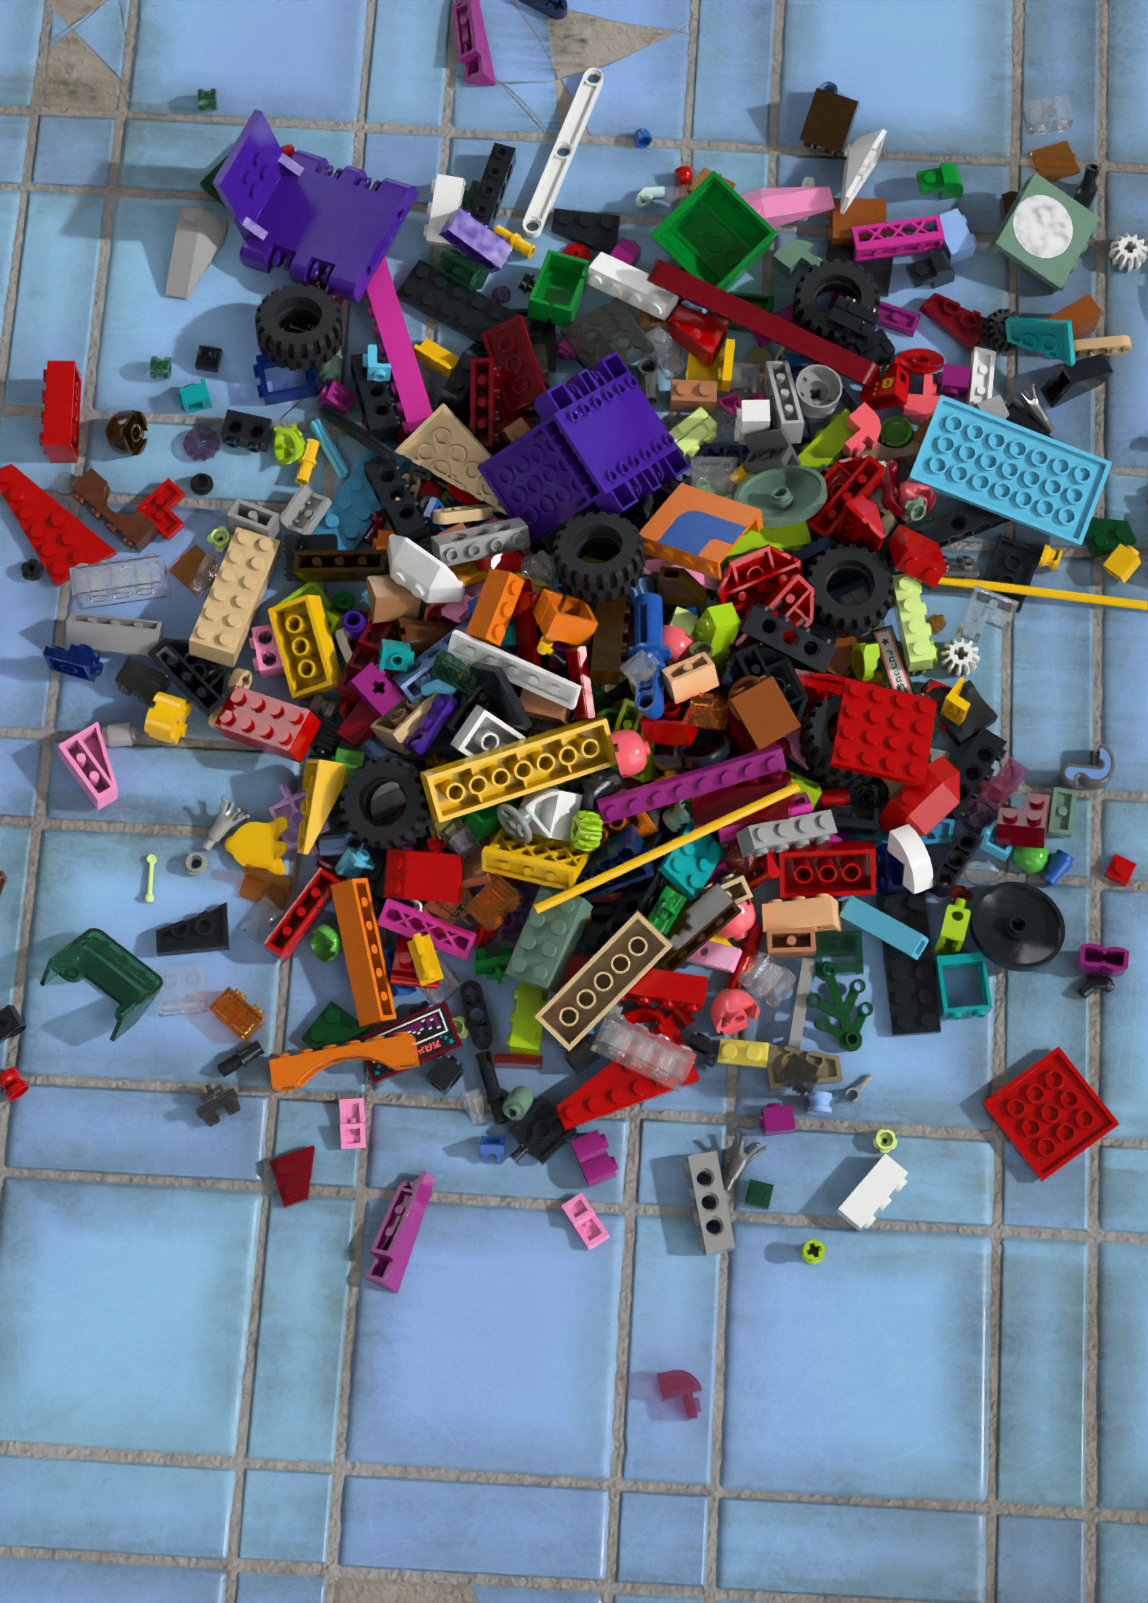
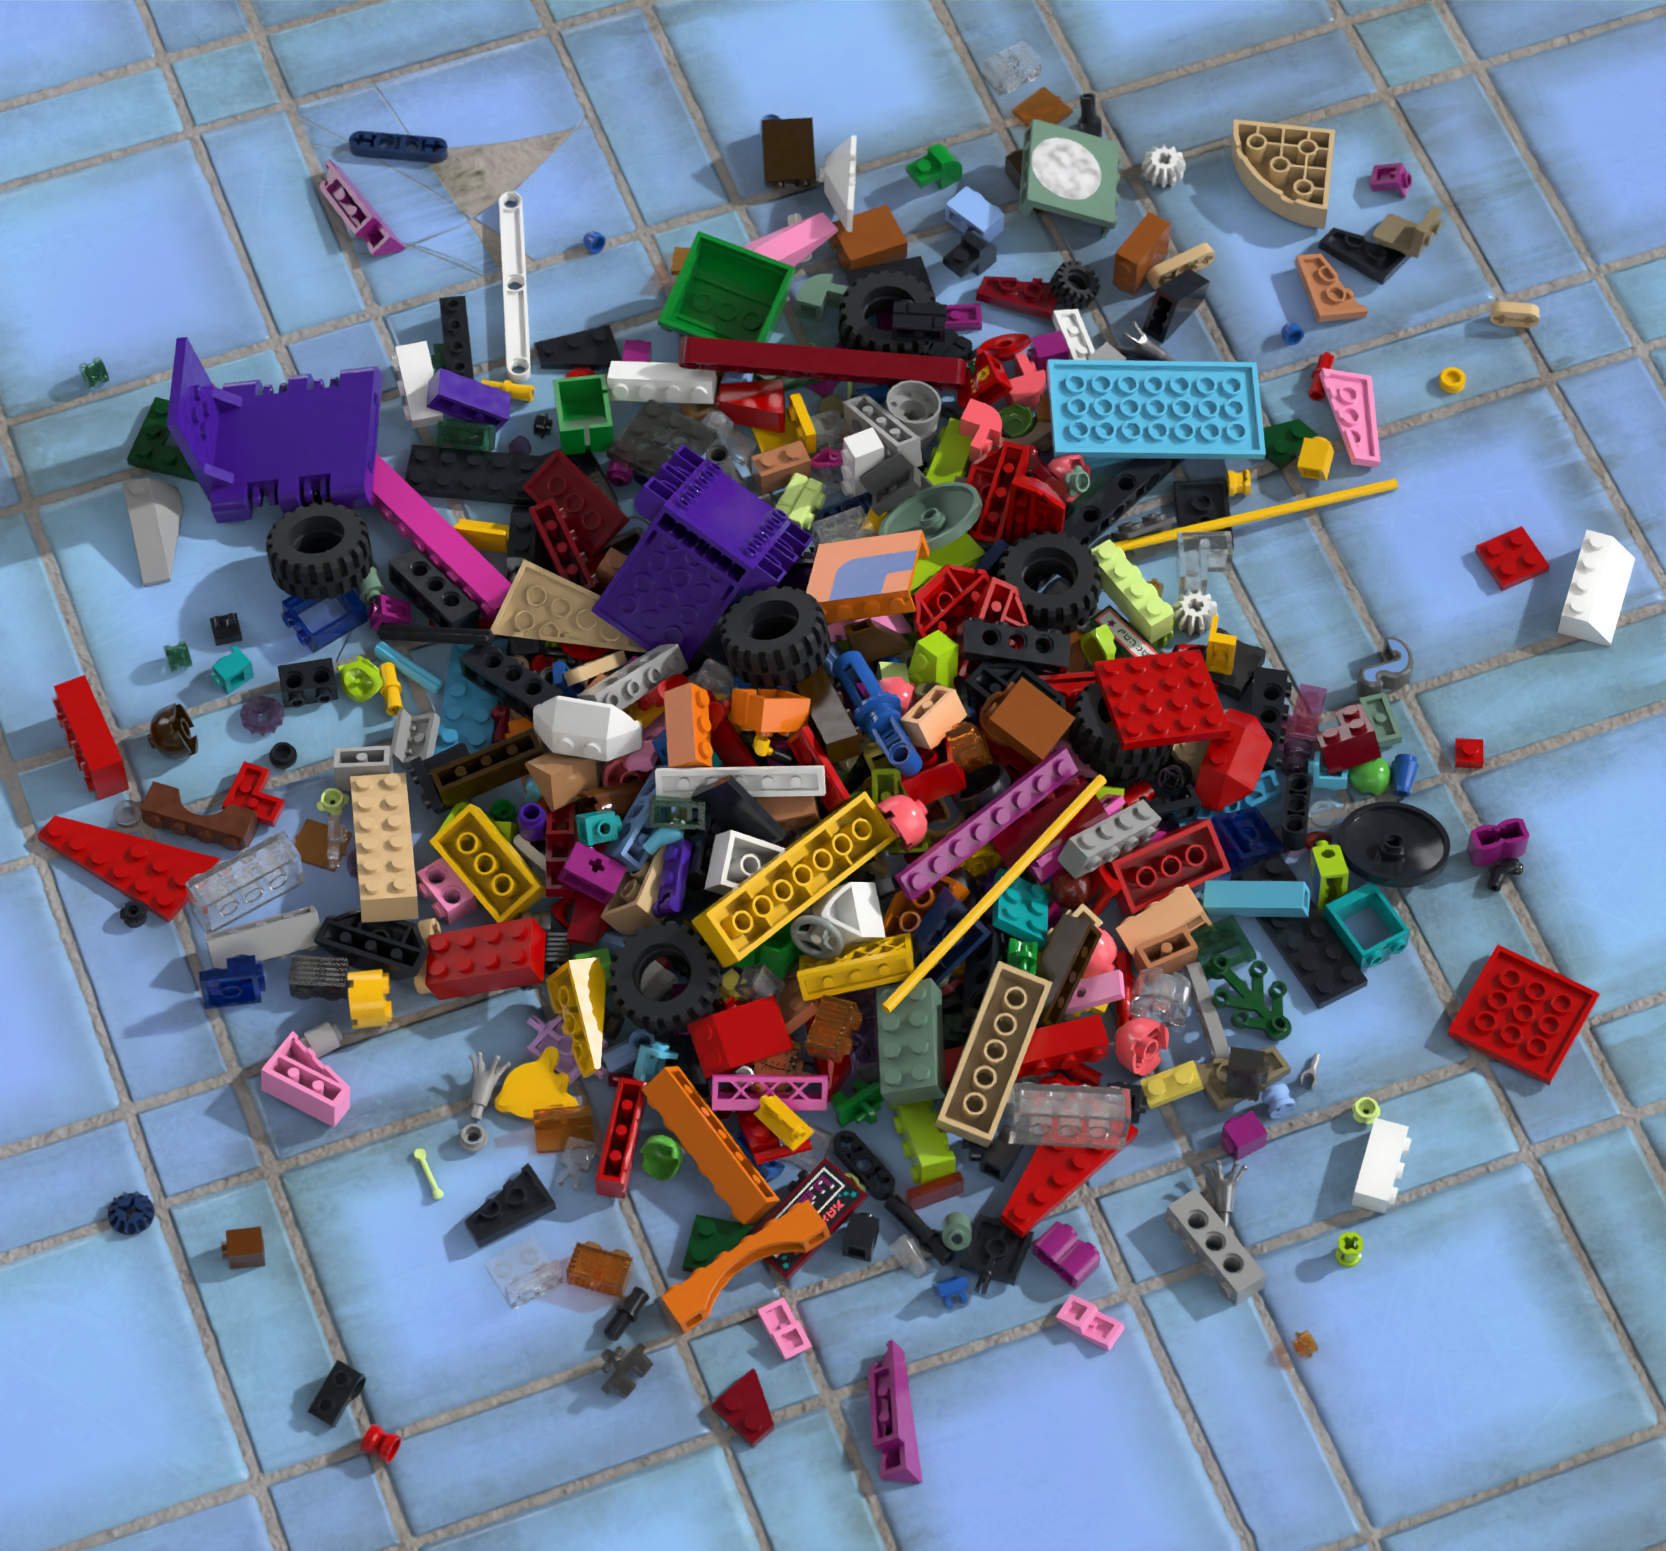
camera: 25 degrees left, 15 degrees down
(112, 970) = (436, 1283): clear green windscreen -> none
(375, 371) = (423, 562): medium azure bracket -> none
(586, 831) = (898, 913): lime gear -> none
(640, 668) = (879, 721): clear brick -> none
(647, 194) = (627, 294): light aqua arm -> none
(678, 816) = (986, 867): sand green wheel -> none
(681, 1384) = (1282, 1439): clear pink brick -> none
(683, 174) = (657, 260): red hinge -> none
(740, 1314) = (1305, 1344): none -> clear orange plate
(758, 1194) = (1261, 1219): clear green plate -> none
(899, 245) = (924, 239): dark pink fence -> none
(910, 850) = (1245, 808): white brick -> none
(917, 555) = (1103, 522): red brick -> none
(1047, 336) = (1123, 268): teal wing -> none

